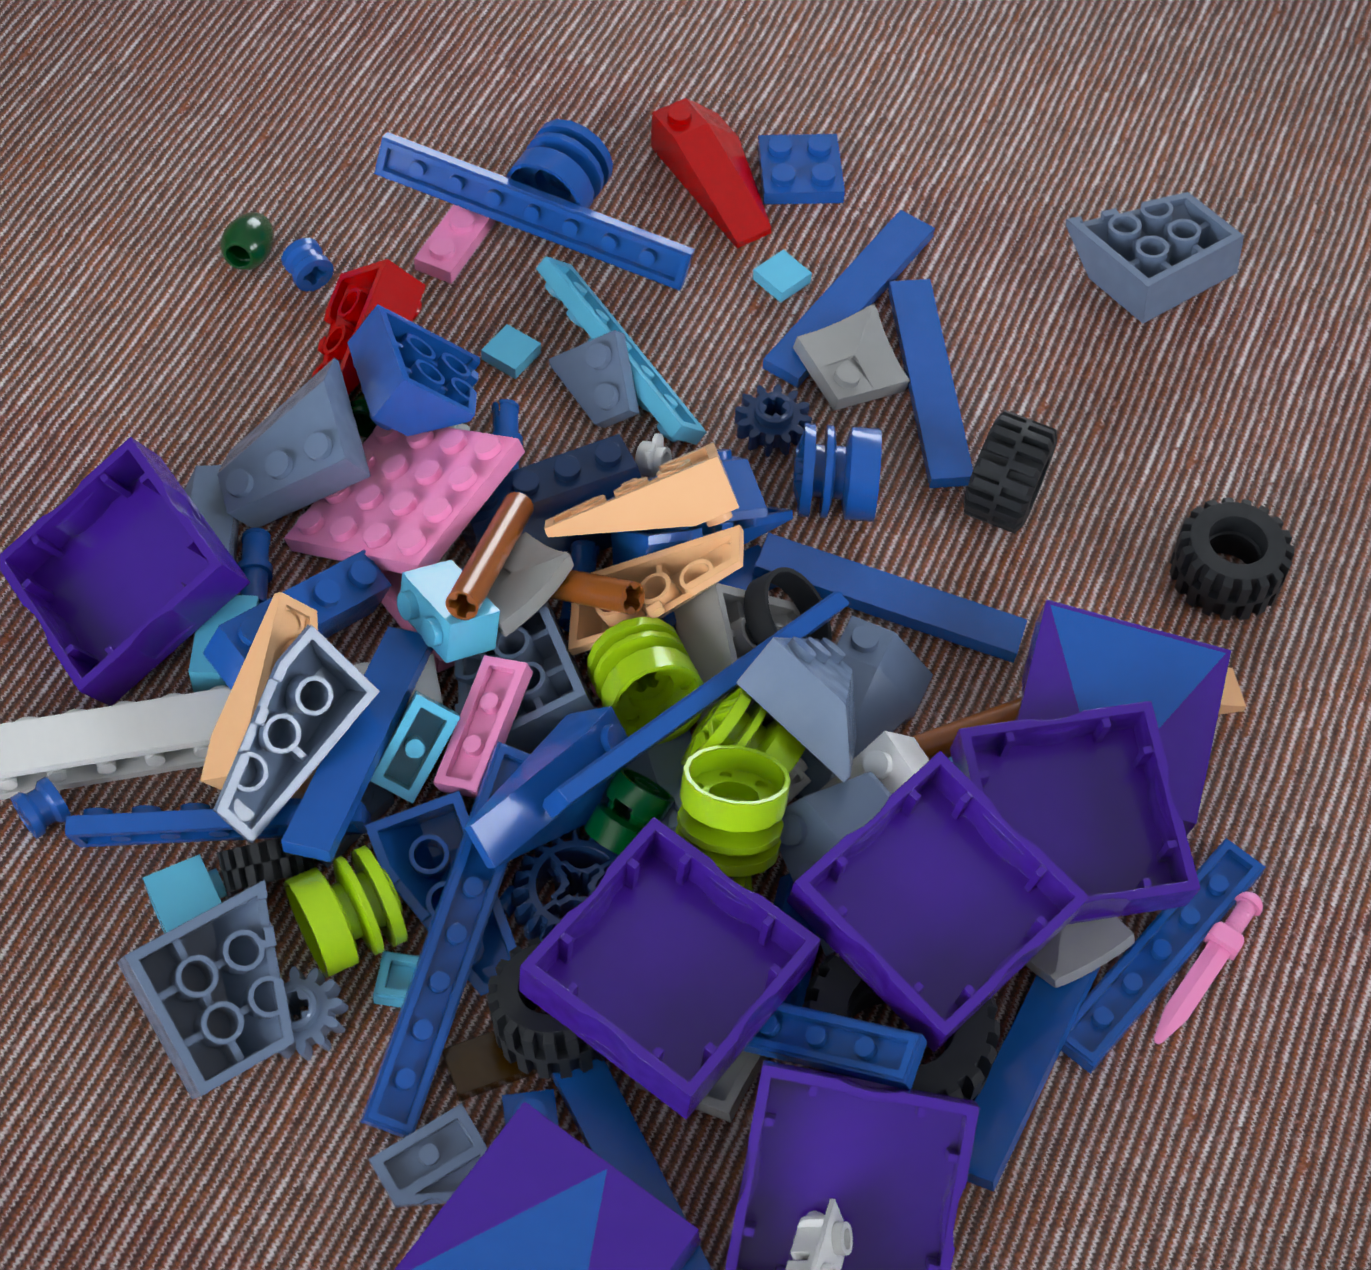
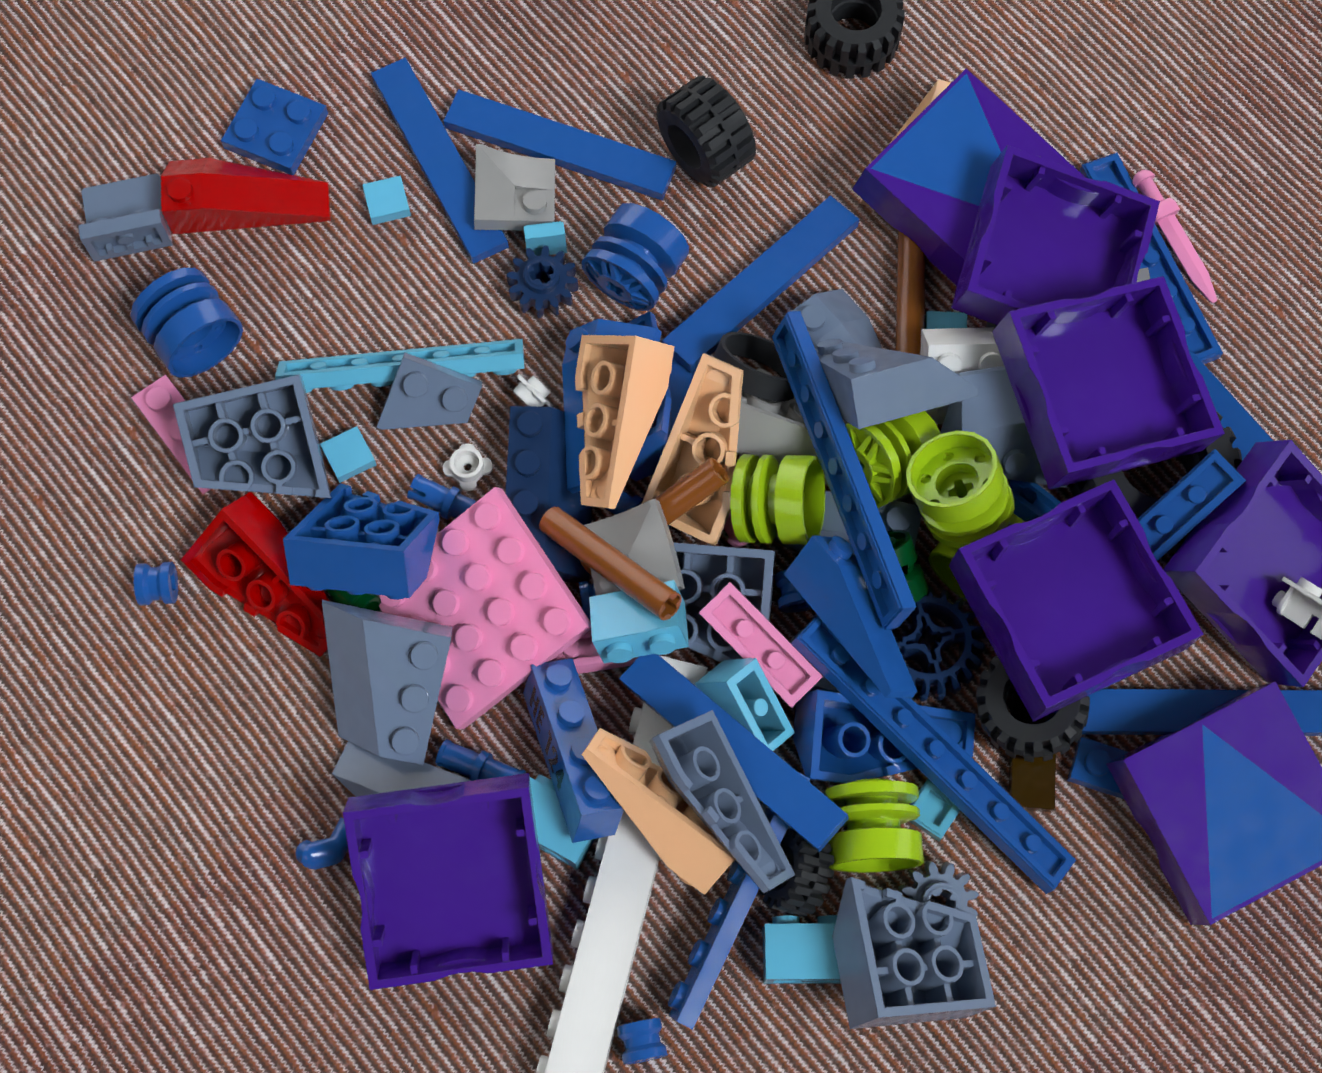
camera: 60 degrees left, 15 degrees up
(247, 241) = (98, 624): dark green animal -> none
(430, 1161) = (1106, 851): sand blue wing -> none
(475, 264) = (254, 440): none -> sand blue wedge
(533, 211) = (212, 365): blue tile -> none
(549, 433) = (467, 455): none -> white plate
(630, 100) = (124, 218): none -> sand blue bracket
(822, 402) = (546, 234): none -> medium azure tile

